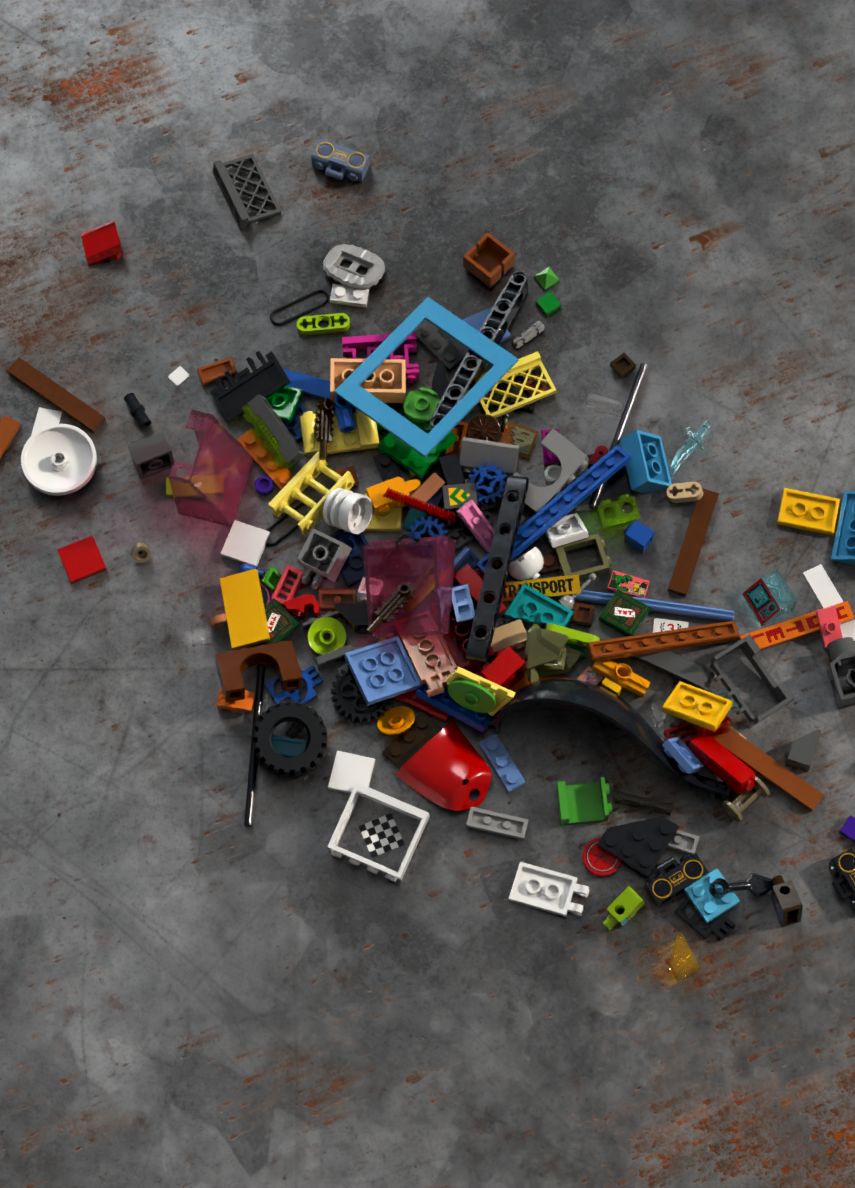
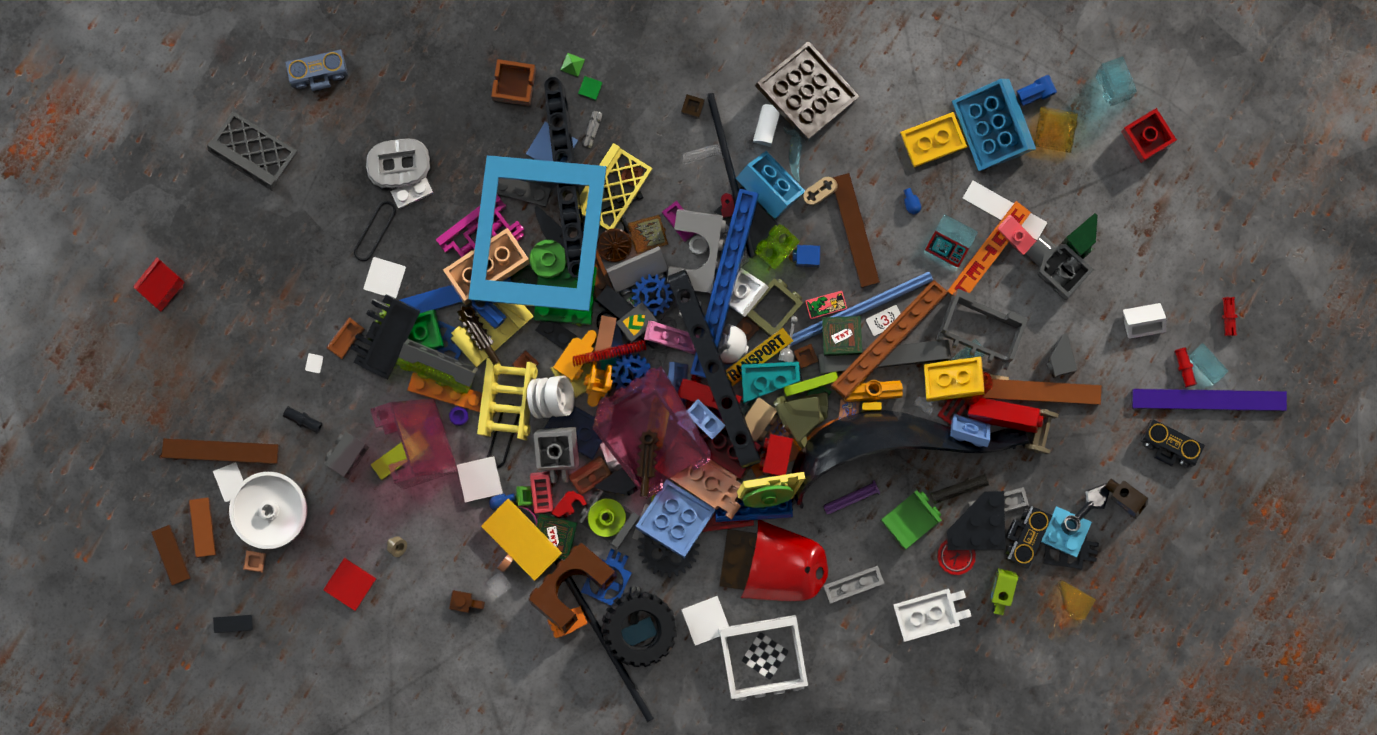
camera: 35 degrees left, 15 degrees up
(20, 494) = (254, 561): none -> nougat tile
(163, 631) = (463, 601): none -> reddish brown plate
(282, 345) = (384, 277): none -> white sticker
(327, 317) = (399, 246): lime beam -> none
(394, 524) = (597, 383): none -> light orange hinge
(396, 720) = (709, 547): light orange dish -> none
(502, 763) = (823, 530): medium blue plate -> none
(544, 752) = (851, 498): none -> medium lavender axle
(675, 416) = (766, 125): none -> white brick
(726, 406) = (807, 91): none -> plate
(756, 548) = (912, 202): none -> blue cylinder

